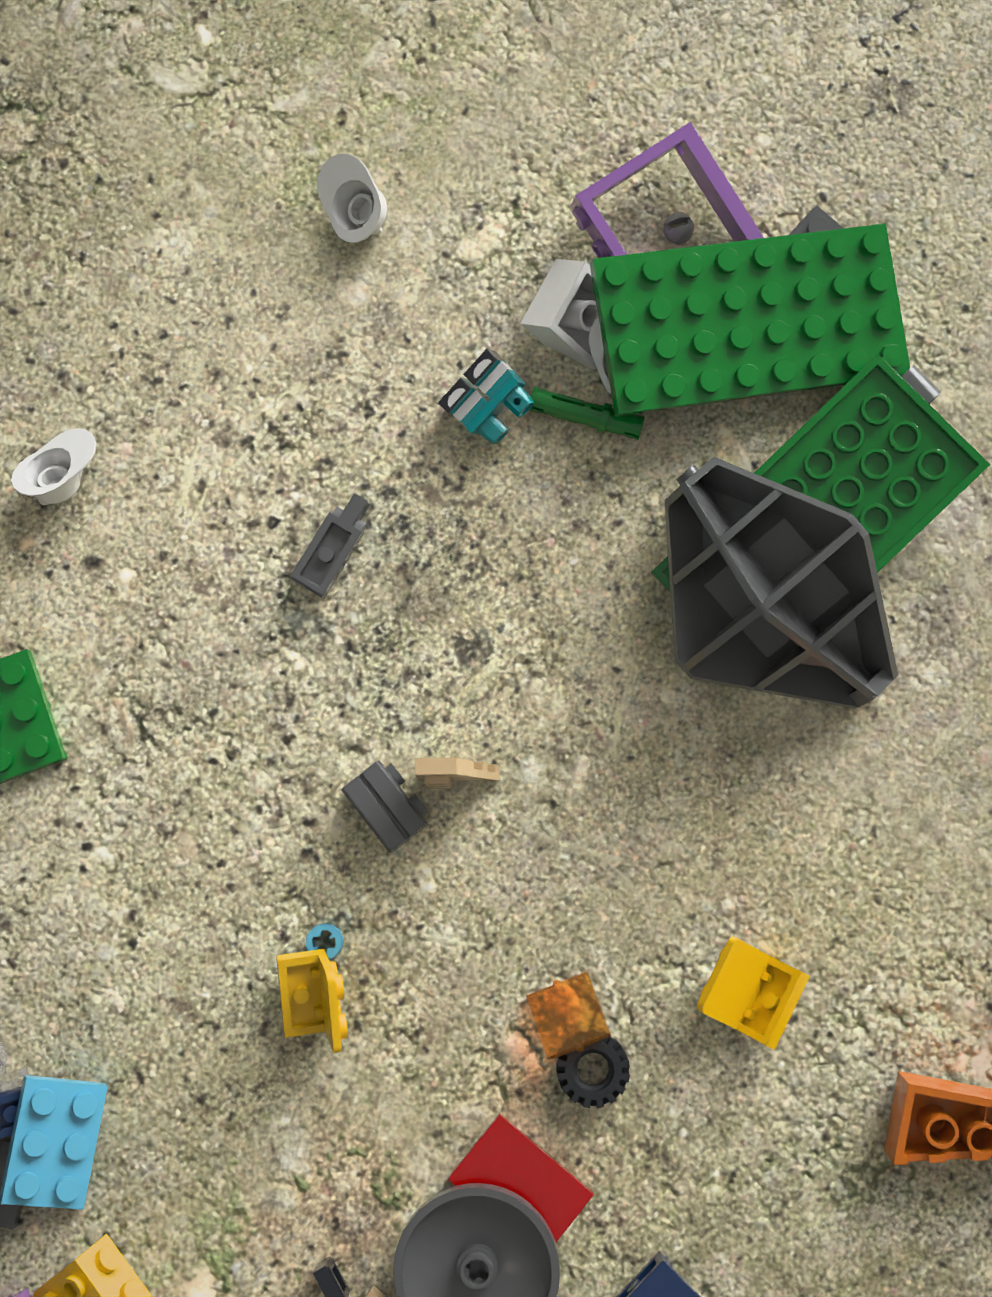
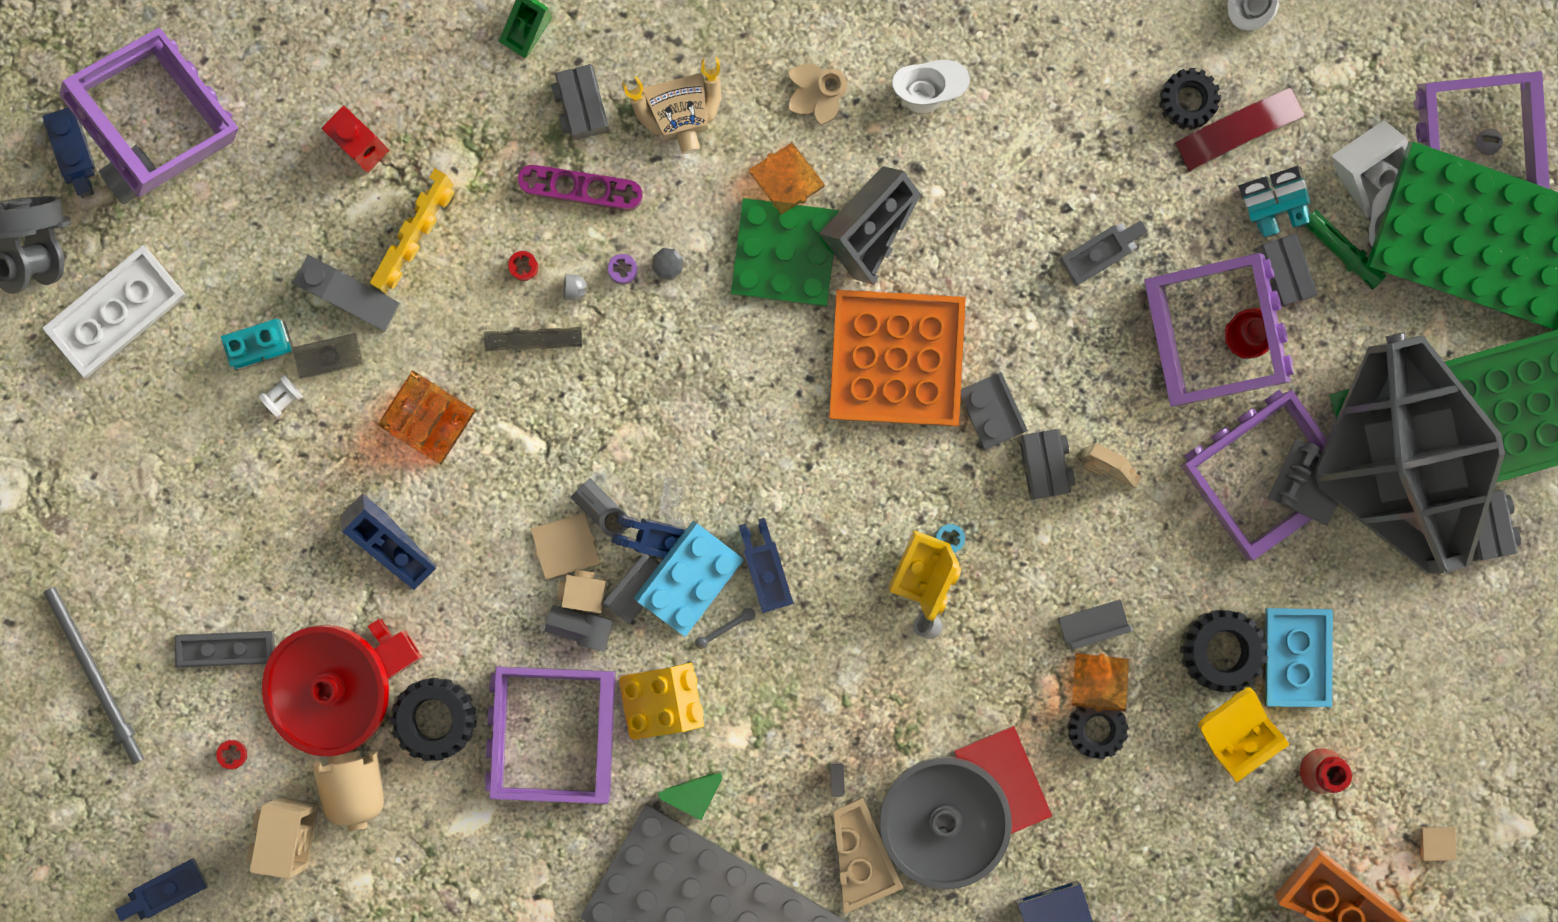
camera: 20 degrees right, 5 degrees up
(62, 645) = (870, 221): none -> dark grey wedge
(136, 1084) = (766, 570): none -> dark blue hinge
(143, 1145) = (747, 614): none -> dark grey hinge
(167, 775) = (897, 358): none -> orange plate
(301, 777) = (992, 410): none -> dark grey plate
(332, 322) = (1200, 82): none -> black tyre
(352, 1054) = (927, 628): none -> light grey hinge
(410, 346) = (1239, 129): none -> dark red slope
(447, 603) = (1166, 340): none -> medium lavender window
(529, 954) = (1094, 624): none -> dark grey panel
(533, 551) = (1247, 334): none -> red hair
(536, 468) = (1291, 271): none -> dark grey brick
(565, 675) = (1225, 437): none -> medium lavender window
(667, 688) = (1298, 487): none -> dark grey hinge
(718, 917) = (1251, 656): none -> black tyre
(769, 872) = (1298, 657): none -> medium azure plate
(852, 980) = (1315, 767): none -> red plant
(908, 626) = (1498, 535): none -> dark grey brick

